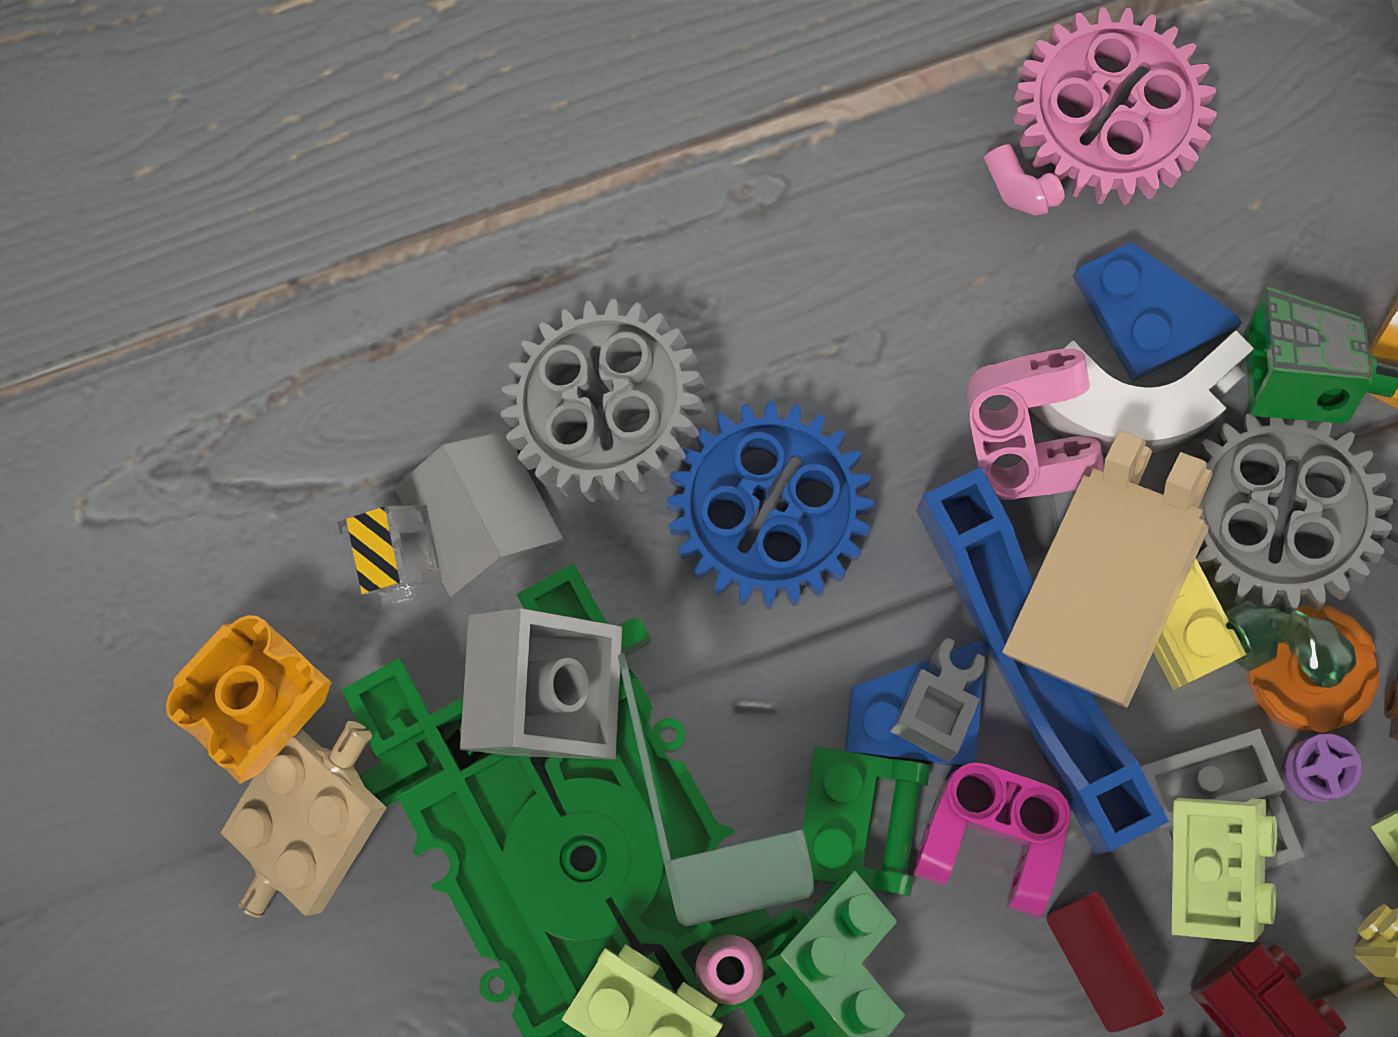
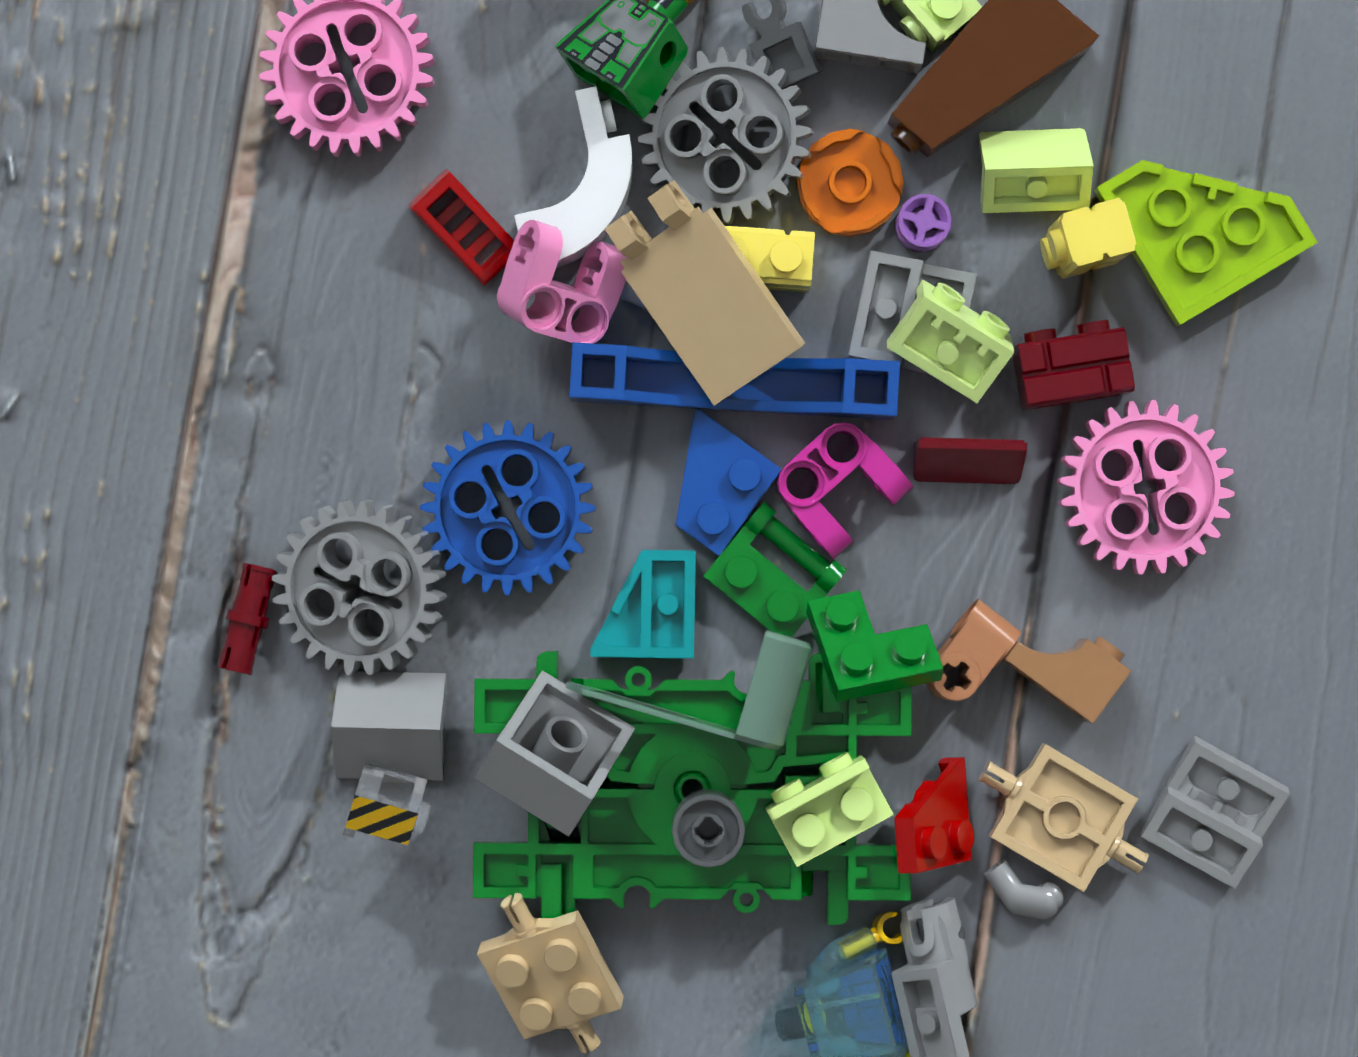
camera: 65 degrees left, 10 degrees up
(246, 696) = (438, 968): light orange slope -> none
(507, 310) = (247, 619): none -> dark red pin
(550, 894) = (708, 828): none -> dark grey wheel
(707, 975) = (816, 719): bright pink cone -> none
(750, 713) = (652, 609): none -> teal wing
(937, 707) = (726, 475): dark grey plate -> none
(1022, 190) = (368, 180): bright pink arm -> none
(1043, 257) = (433, 193): none -> red slope
(1150, 310) = (519, 137): blue wing -> none
(1316, 642) = (838, 174): clear green arm -> none

